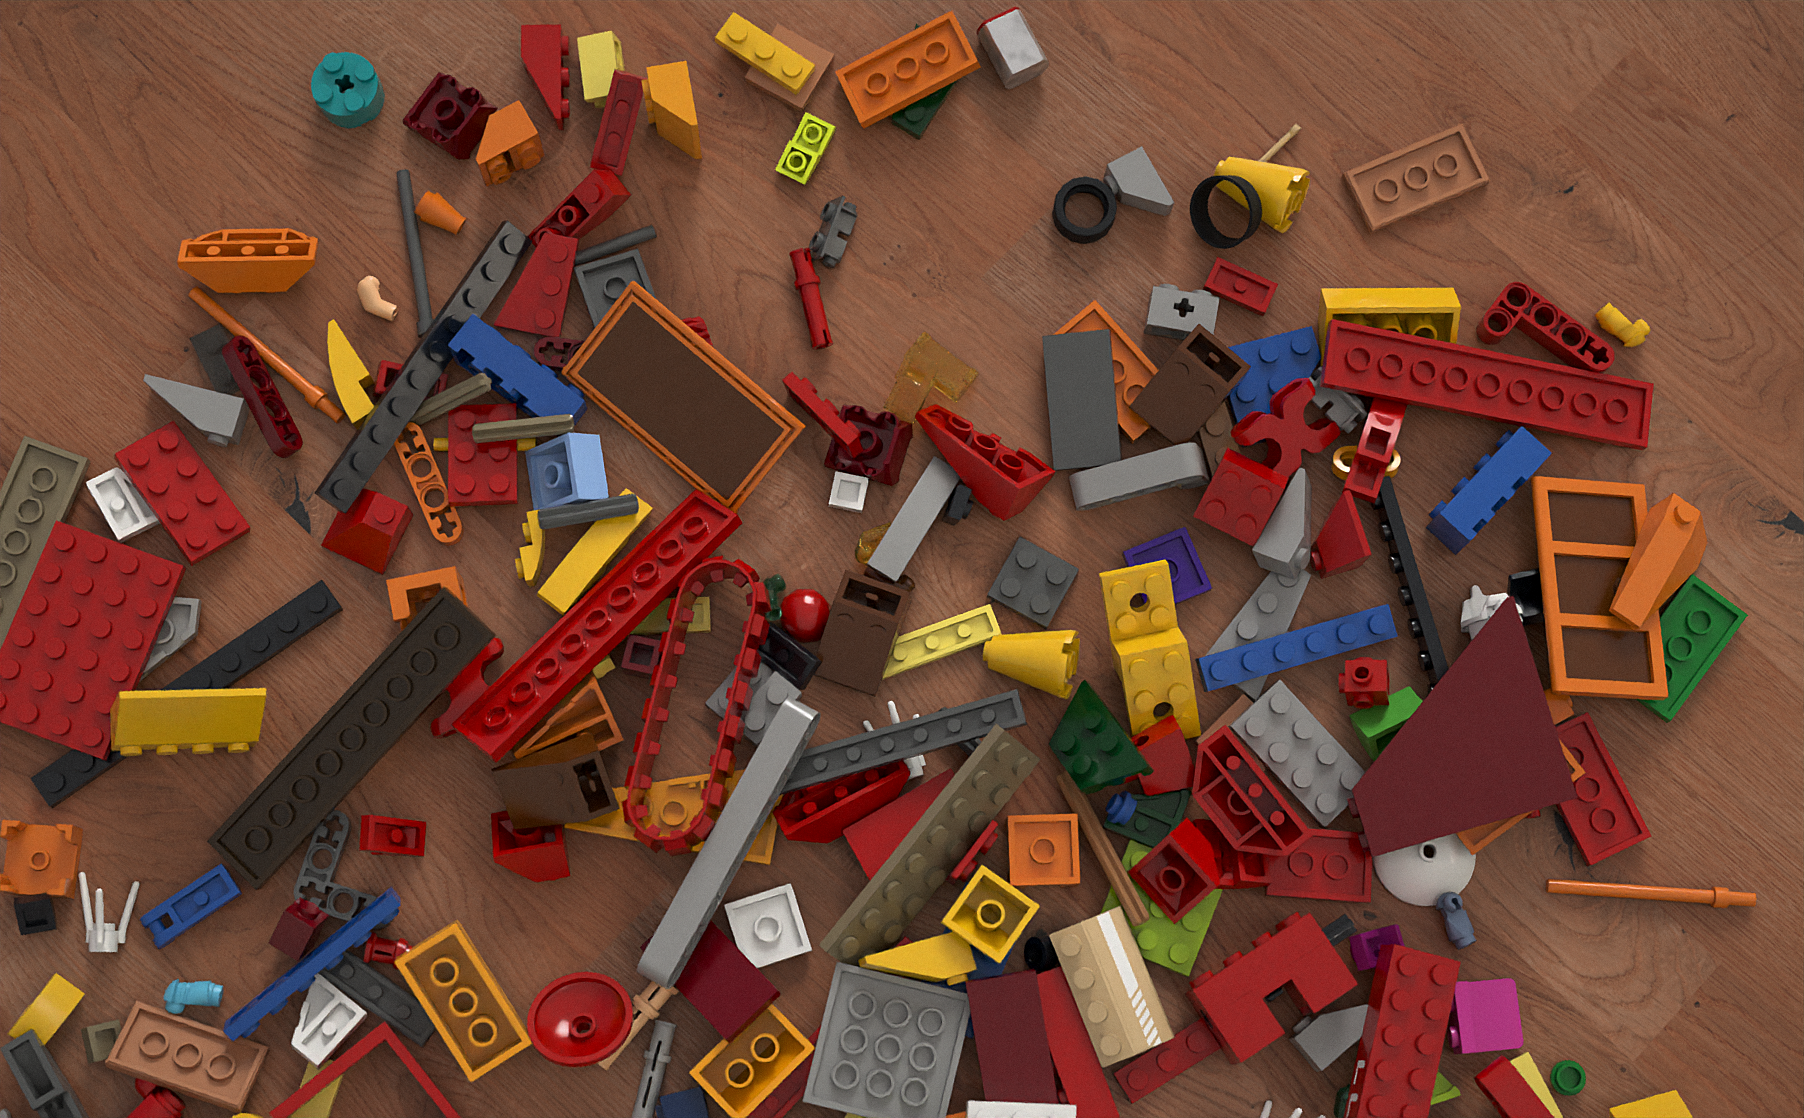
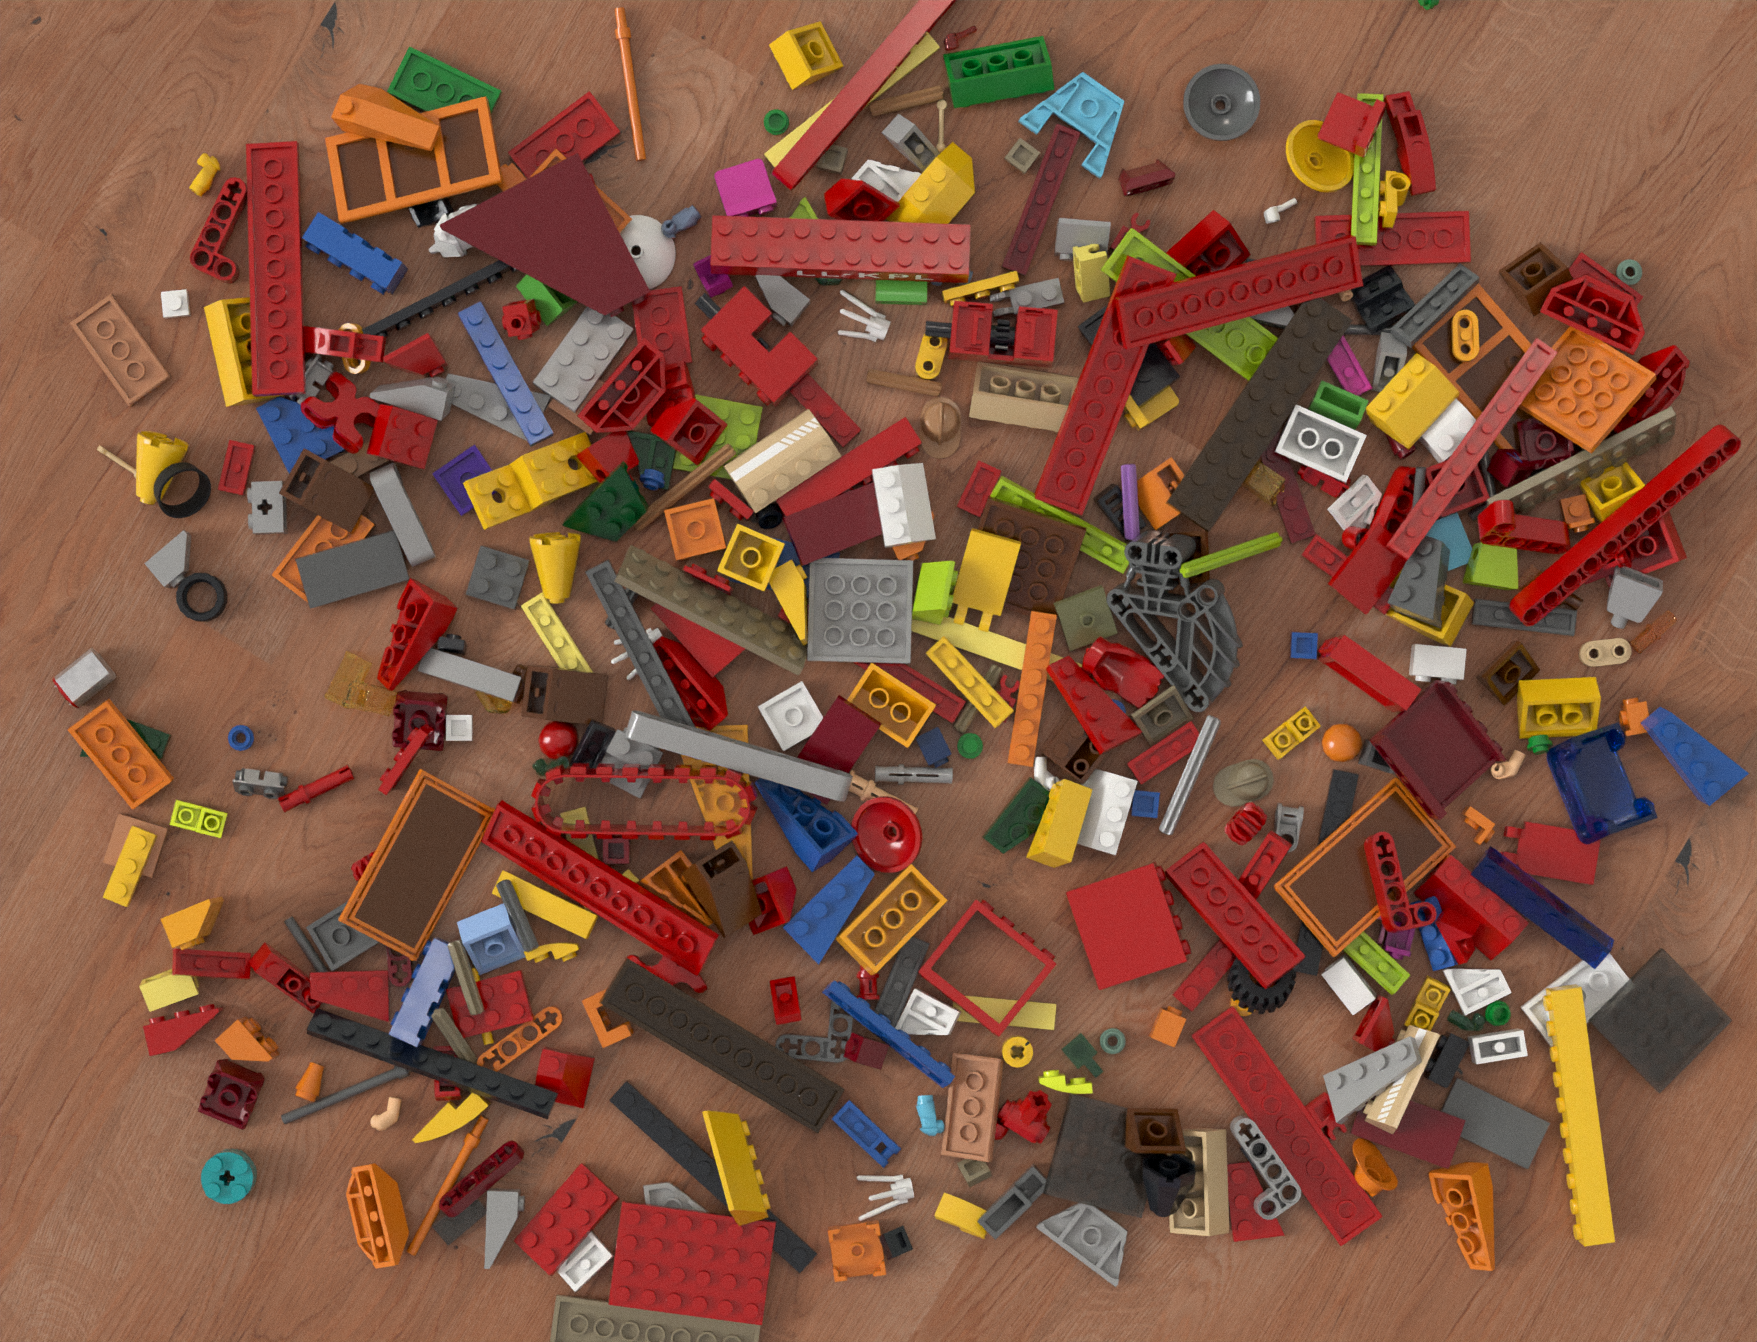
camera: 100 degrees left, 10 degrees up
(495, 915) = (828, 910): none -> blue wedge
(616, 917) = (809, 827): none -> blue wedge
(900, 212) = (232, 737): none -> blue plate
(1082, 897) = (722, 494): none -> red plate
(1462, 256) = (175, 303): none -> white plate

